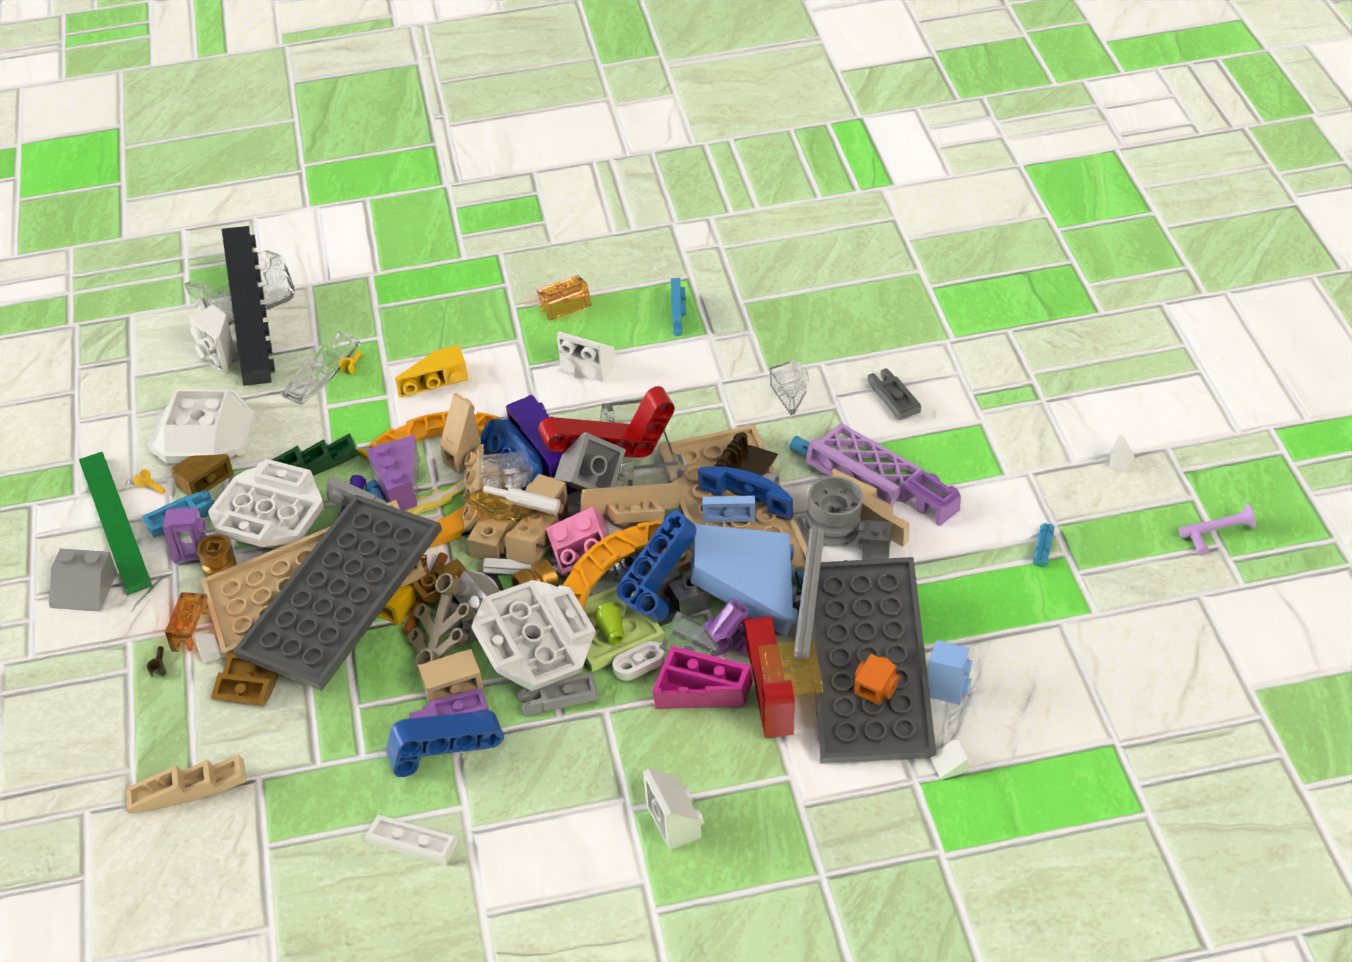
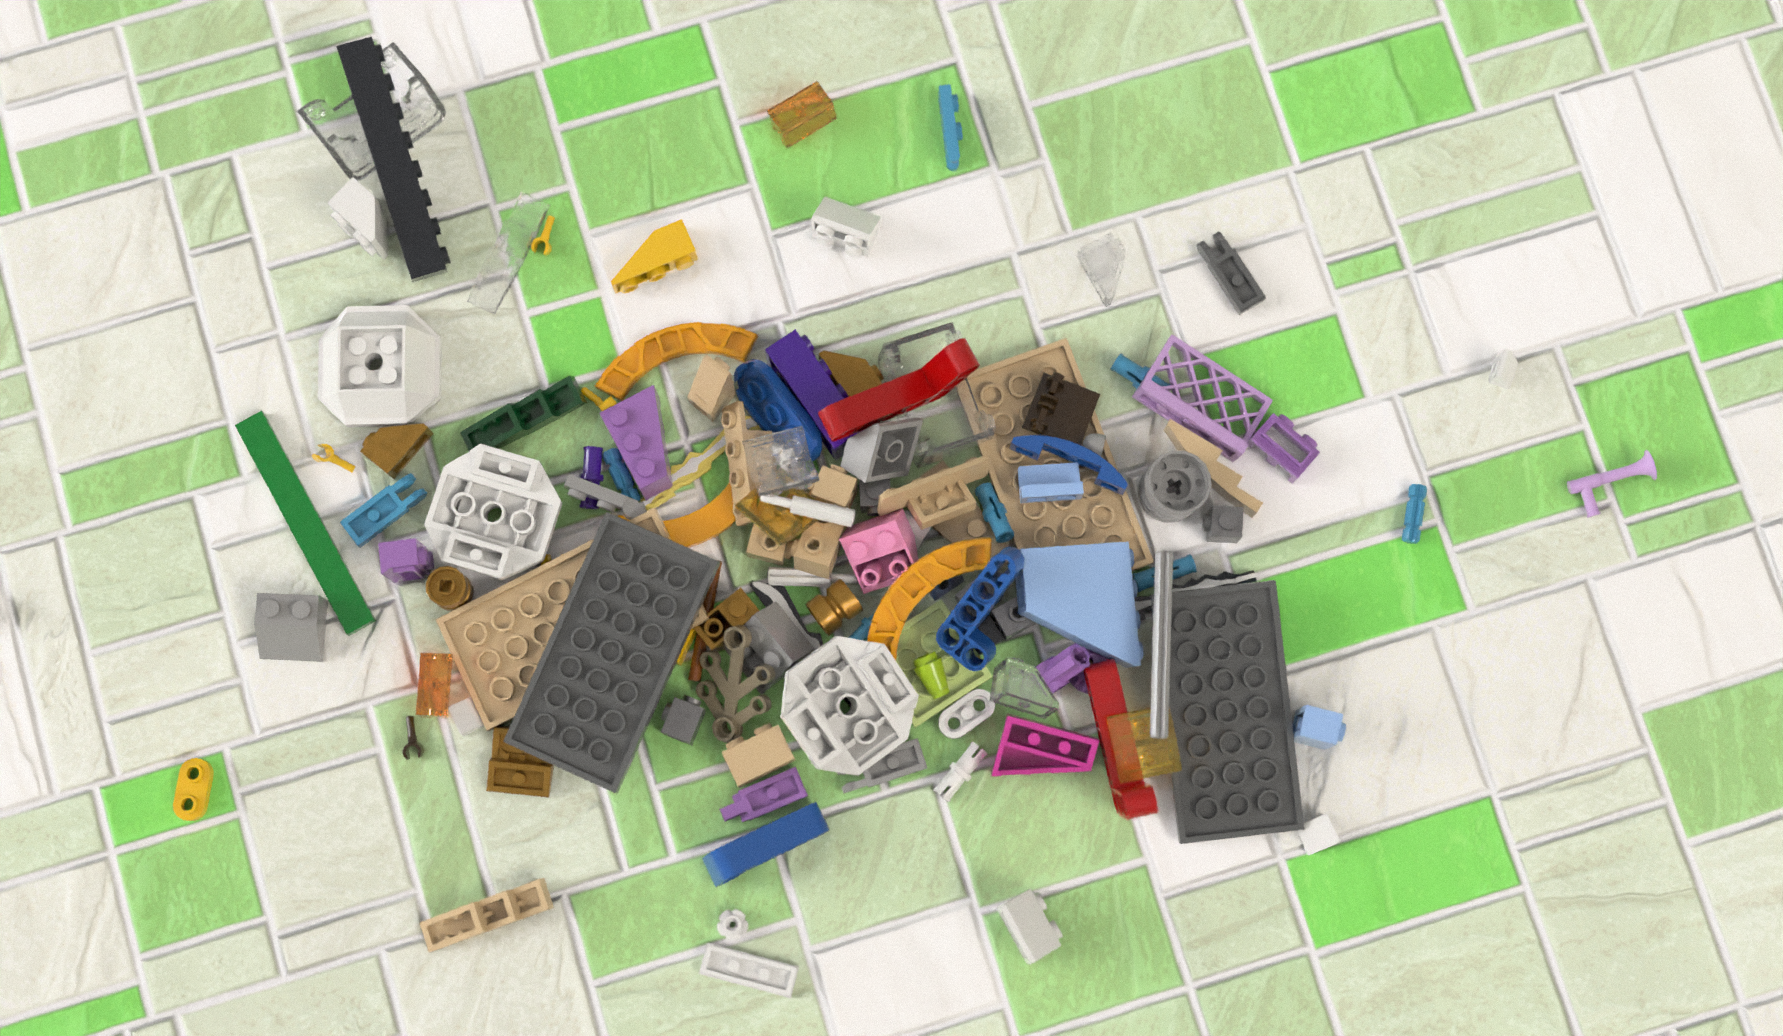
camera: 10 degrees left, 35 degrees up
(391, 654) = (682, 719): none -> flat silver brick
(401, 808) = (724, 925): none -> white plate
(627, 702) = (960, 771): none -> white pin
(876, 679) = (1240, 753): orange brick -> none

